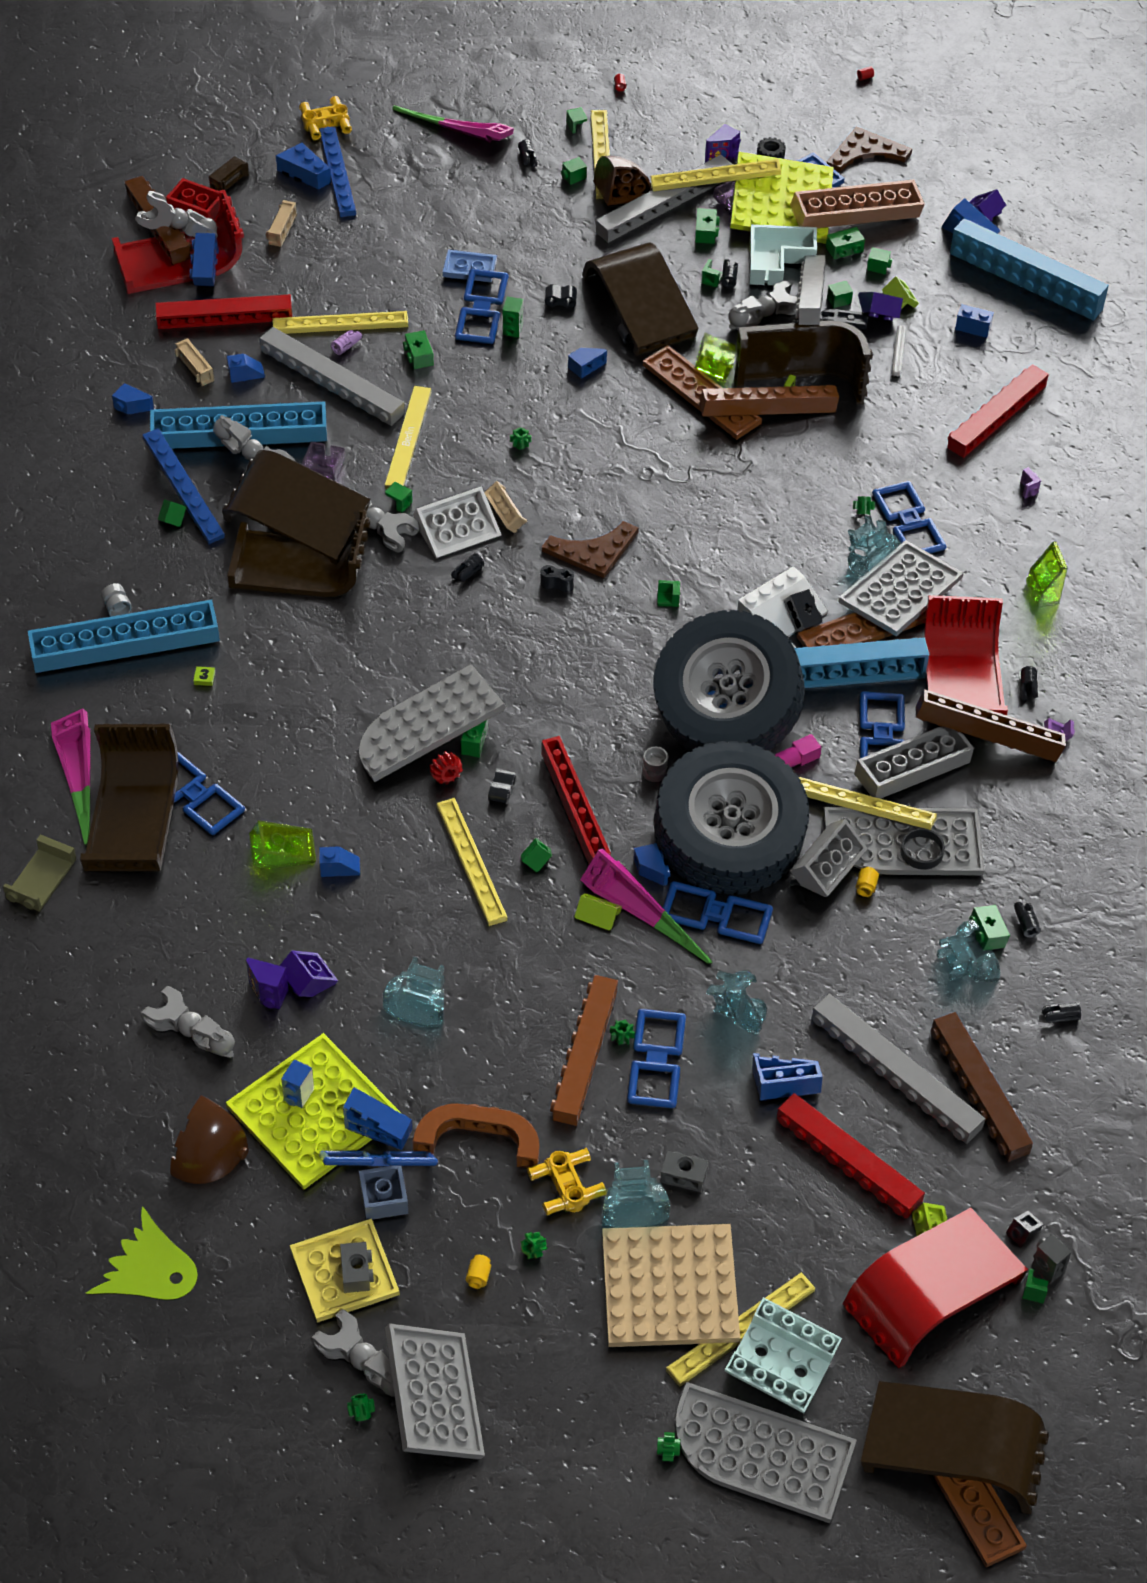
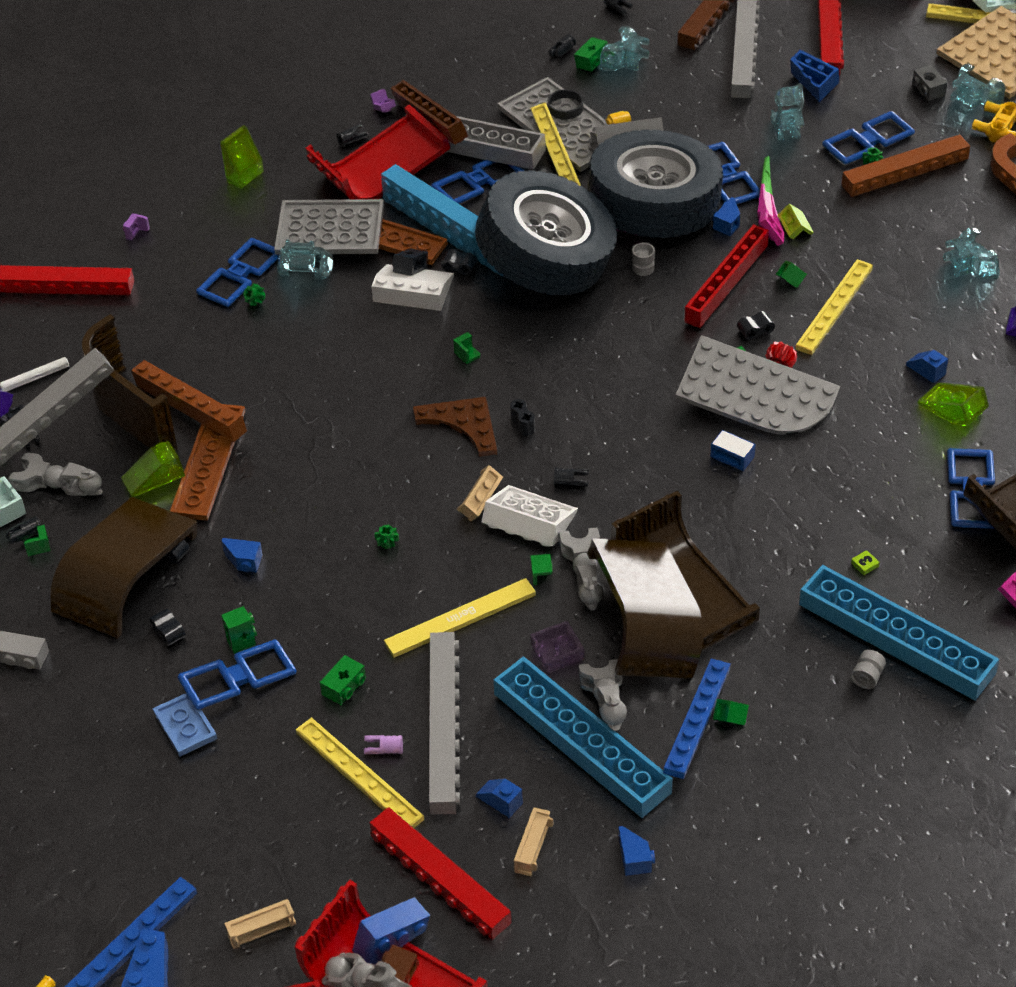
camera: 125 degrees left, 5 degrees down
(388, 674) = (732, 450): none -> brick

